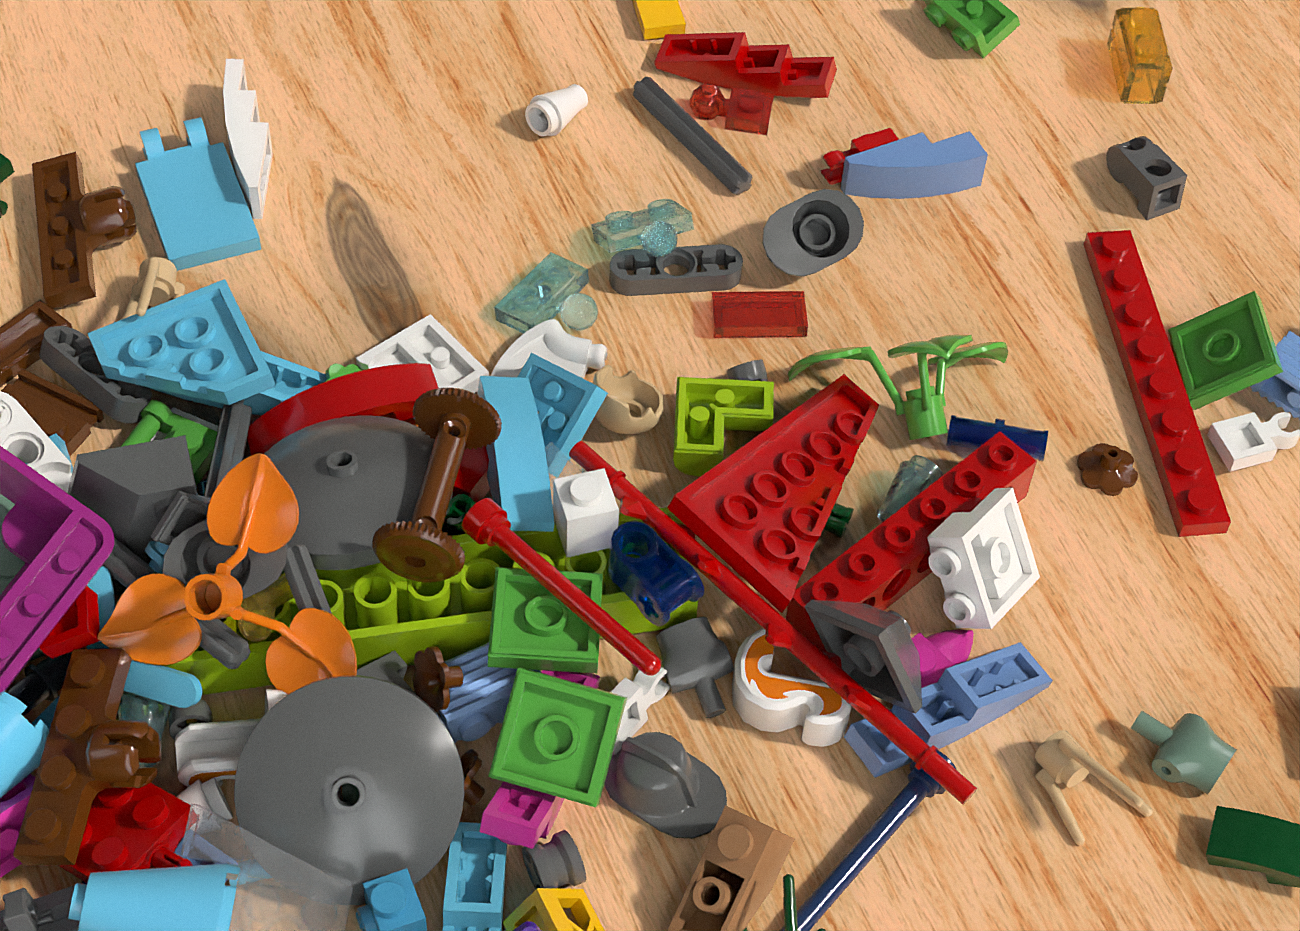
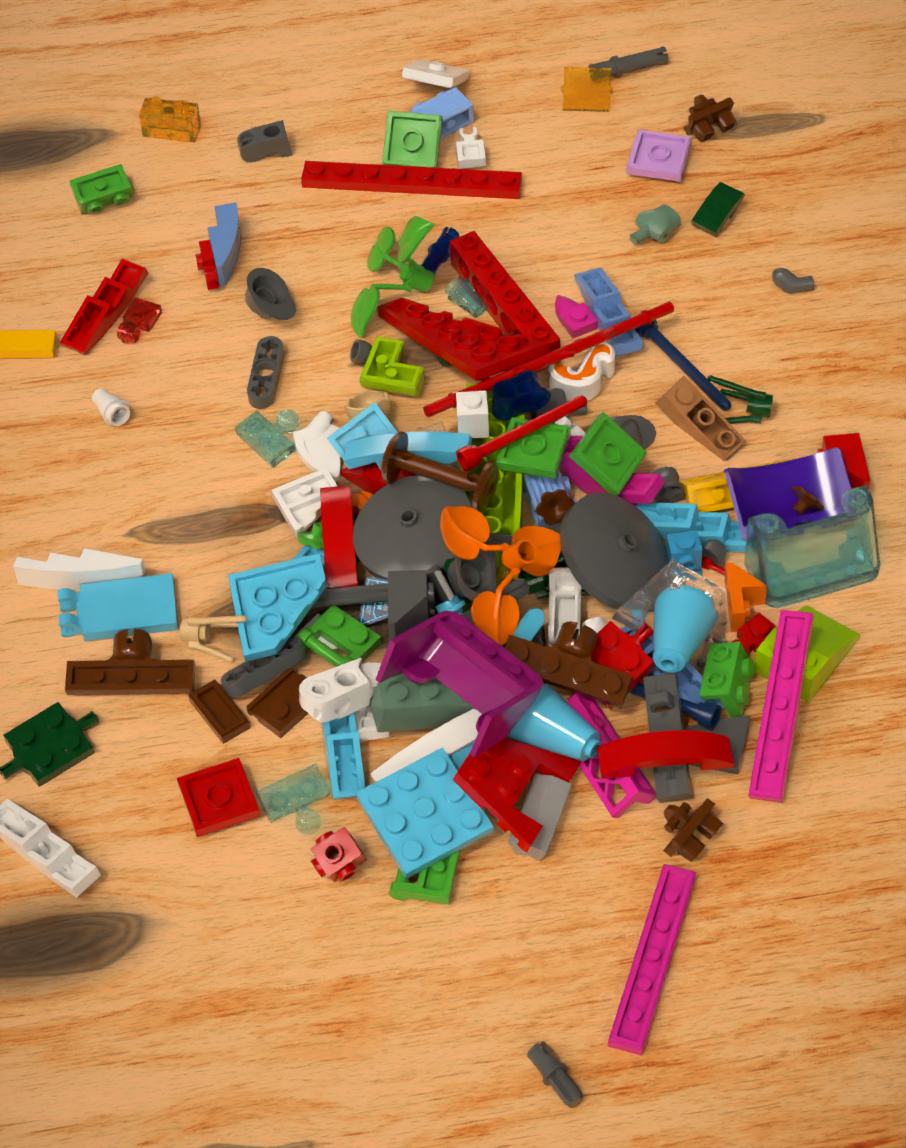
camera: 70 degrees left, 0 degrees up
(652, 227) = (229, 376): clear light blue plate -> none
(692, 136) = (154, 345): dark grey axle -> none
(759, 314) = (312, 340): clear red tile -> none
(872, 649) = (582, 318): dark grey slope -> none
(983, 561) = (530, 270): white plate -> none
(1068, 763) = (652, 270): tan plant -> none
(1107, 469) = (467, 215): reddish brown plant -> none

